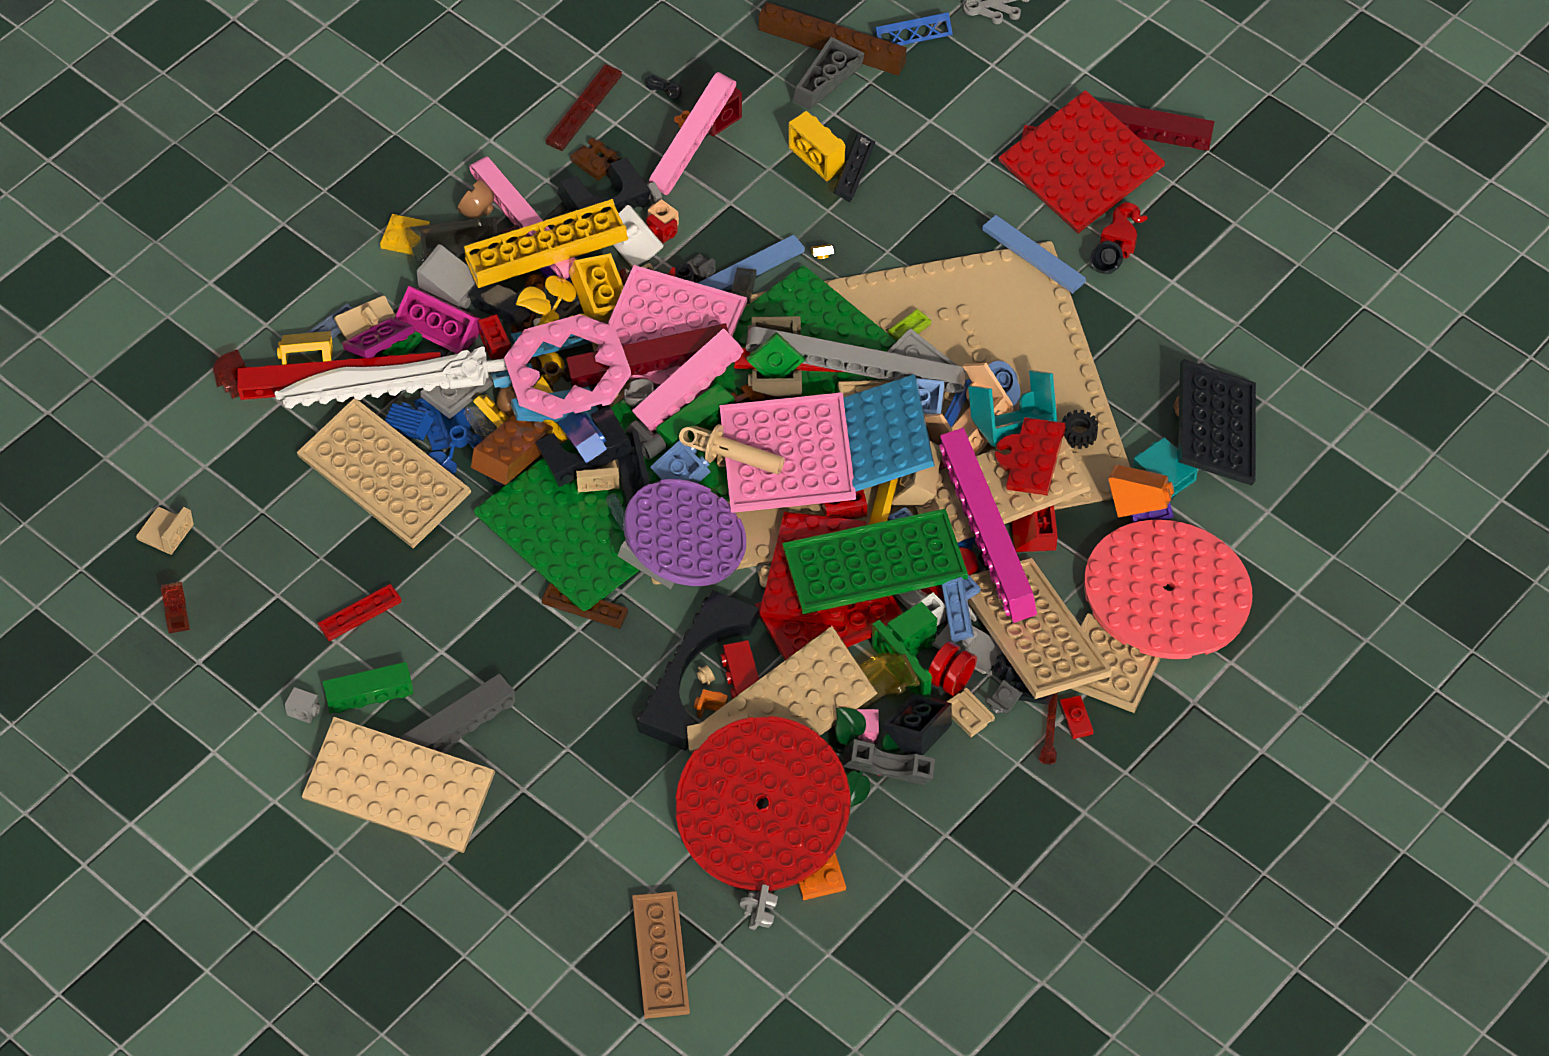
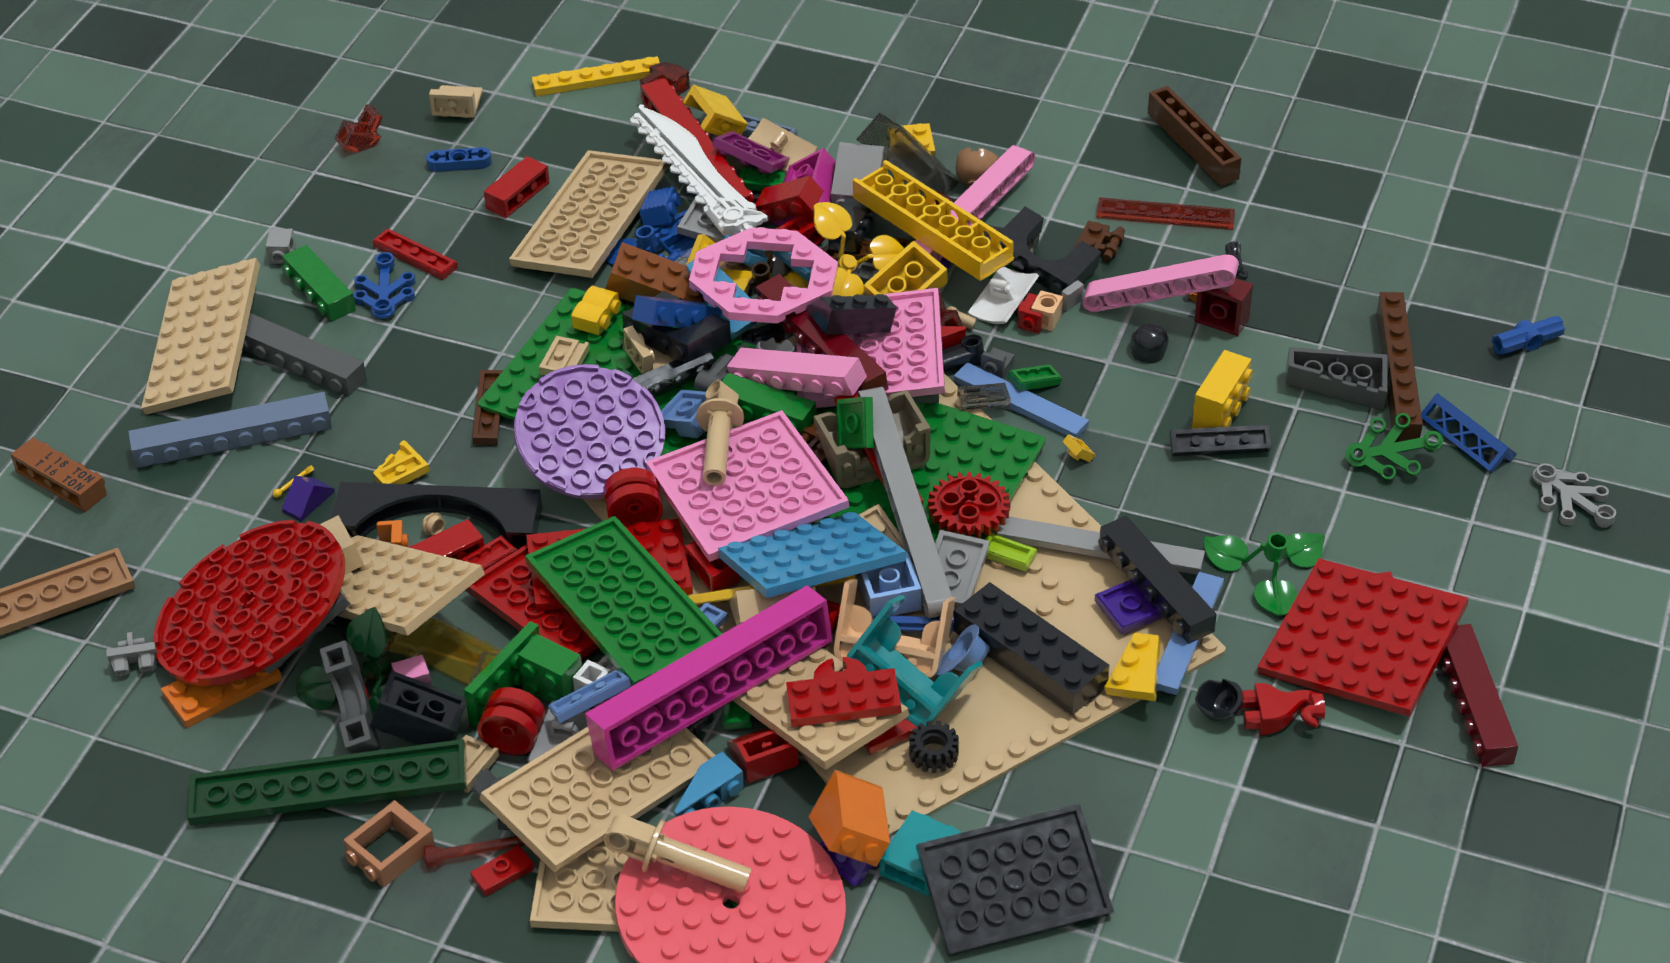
camera: 70 degrees right, 10 degrees down
(187, 421) = (593, 76): none -> yellow plate
(249, 558) = (472, 159): none -> blue beam
(316, 516) = (516, 187): none -> red brick
(395, 645) = (383, 307): none -> blue plant
(462, 328) = (789, 198): none -> red brick
(512, 53) = (1194, 135): none -> reddish brown brick
(519, 924) = (59, 474): none -> dark orange brick
(525, 496) = (596, 310): none -> yellow brick
(525, 791) = (229, 429): none -> sand blue brick
(571, 533) = (563, 353): none -> tan plate
(596, 747) = (277, 493): none -> yellow hinge
(628, 681) = (401, 467): none -> yellow wing
(630, 754) = (305, 497): none -> dark purple slope
(647, 323) = (853, 314): none -> black slope
(729, 169) = (1149, 343): none -> black hair
(732, 250) = (1034, 377): none -> green plate
(760, 647) = (491, 553): none -> red plate
(763, 529) = (633, 496): none -> red wheel
(875, 322) = (969, 505): none -> red gear
(913, 76) = (1390, 448): none -> green plant
(927, 272) = (1086, 542): none -> light grey tile
(954, 803) = (327, 782): none -> dark green plate
(979, 164) = (1274, 597): none -> green plant
(987, 248) = (1157, 579): none -> black brick
(993, 276) = (1126, 607): none -> dark purple tile
(1020, 339) = (1033, 648): none -> black brick
(1020, 760) = (403, 858): none -> nougat window
(1056, 570) = (711, 785): none -> dark azure slope
(1058, 292) = (1137, 669): none -> yellow wing
(1127, 603) = (648, 843): none -> tan piece

